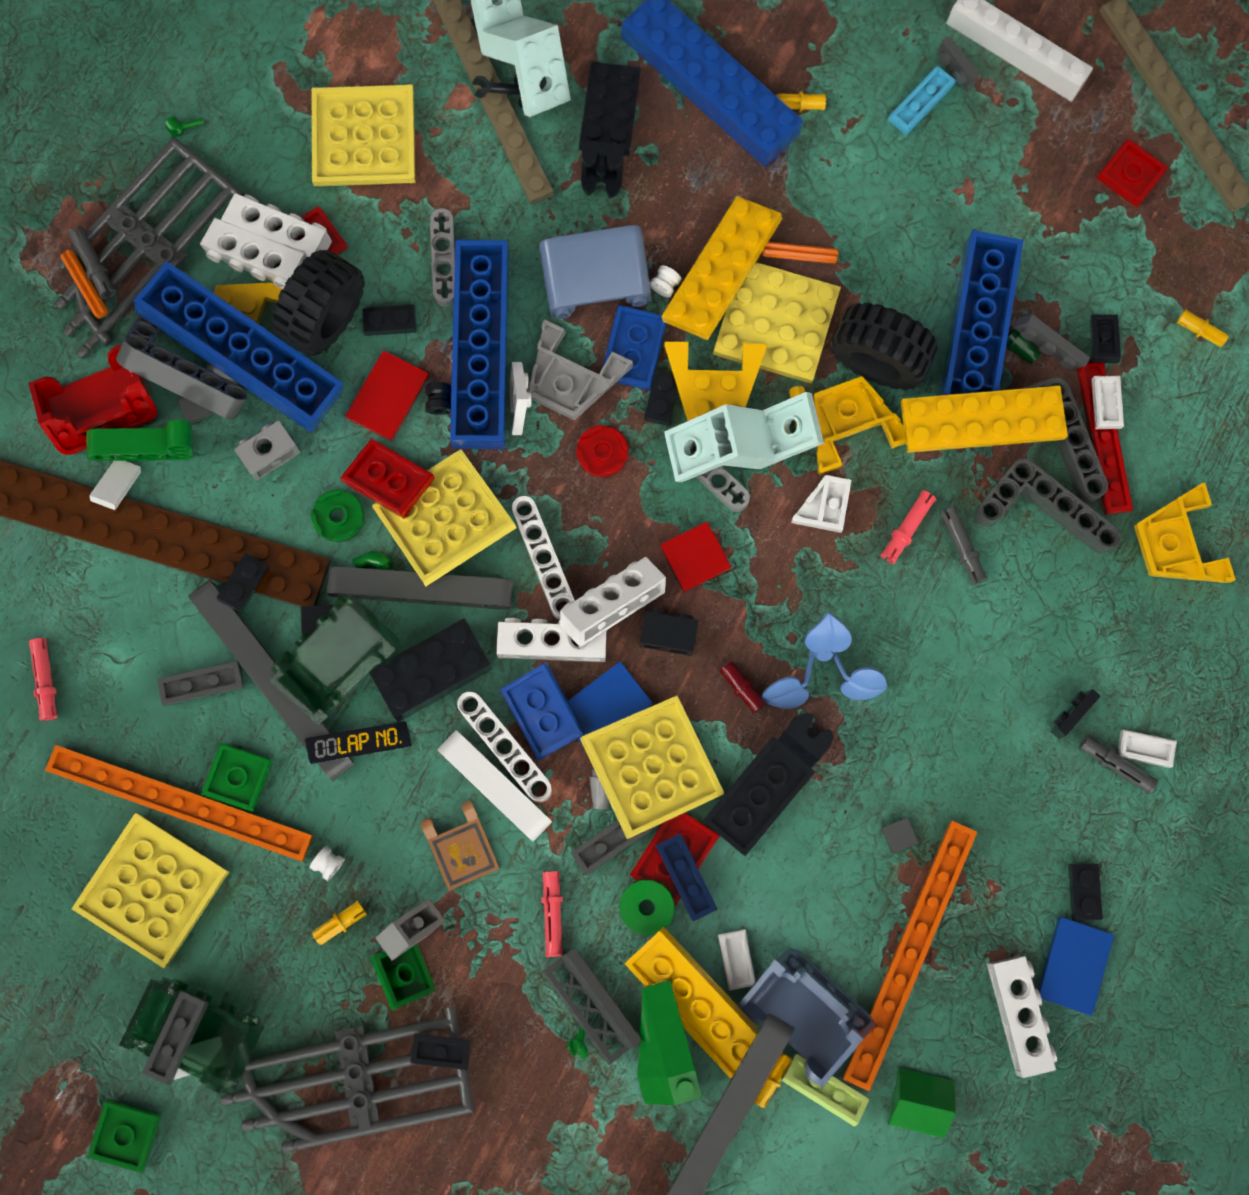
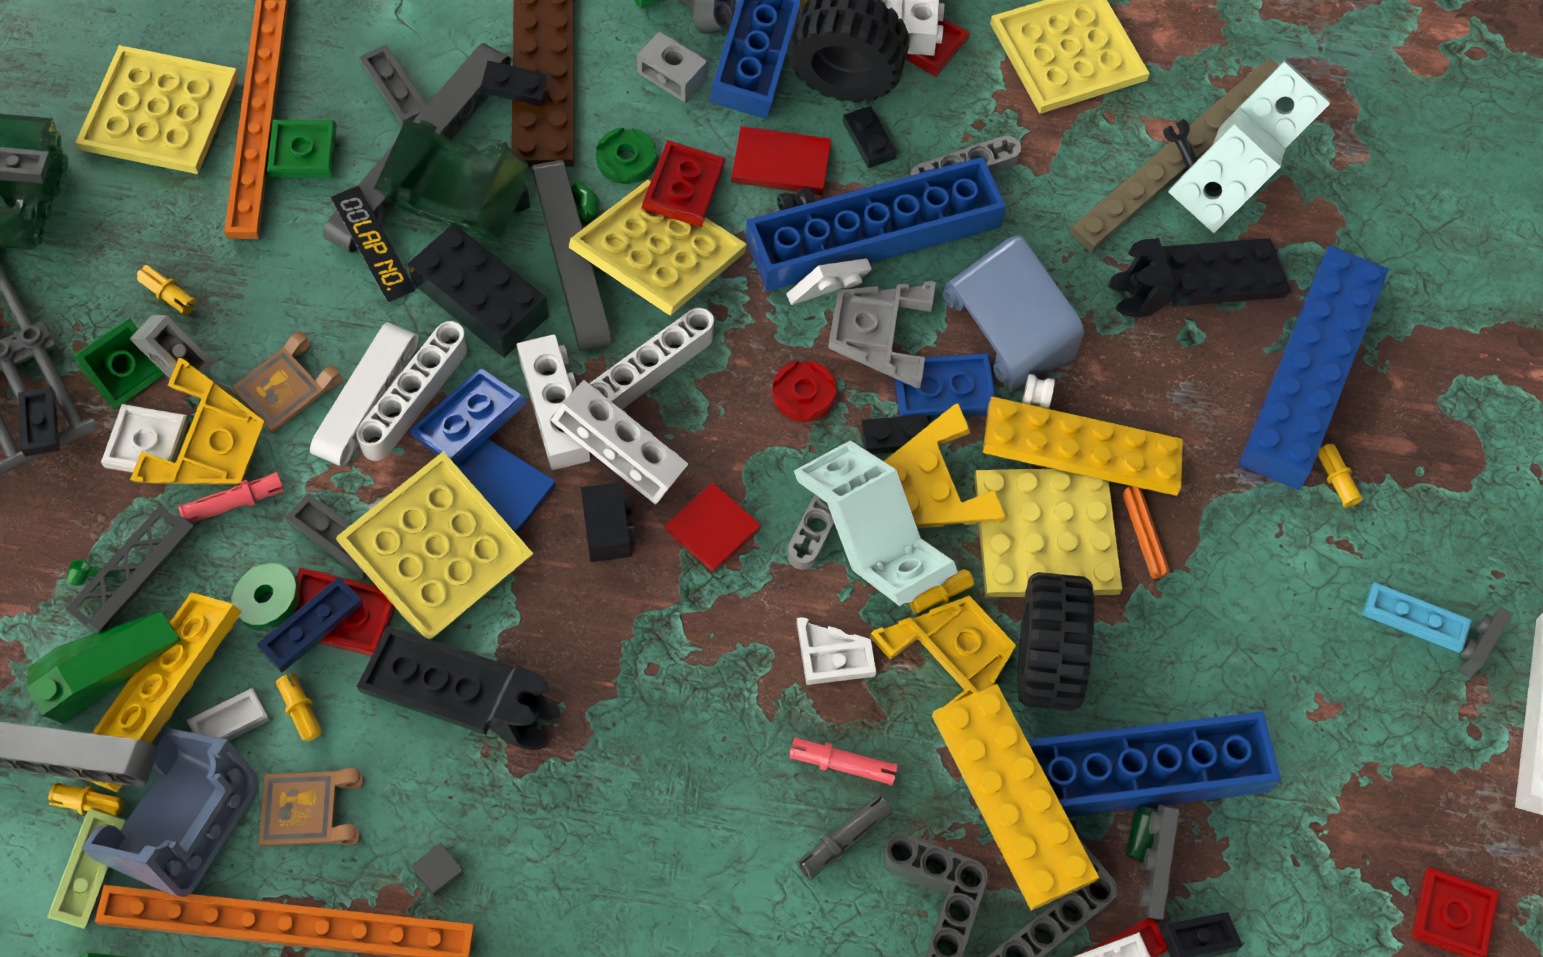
camera: 70 degrees right, 15 degrees down
(327, 863) = (229, 257): white wheel -> none
(474, 971) = (146, 431): none -> white tile
(501, 911) = (217, 442): none -> yellow wing
(742, 687) = (567, 625): dark red pin -> none
(746, 903) = (298, 707): none -> yellow axle
(822, 921) = (302, 808): none -> medium nougat flag
(824, 642) = (649, 674): medium blue plant -> none

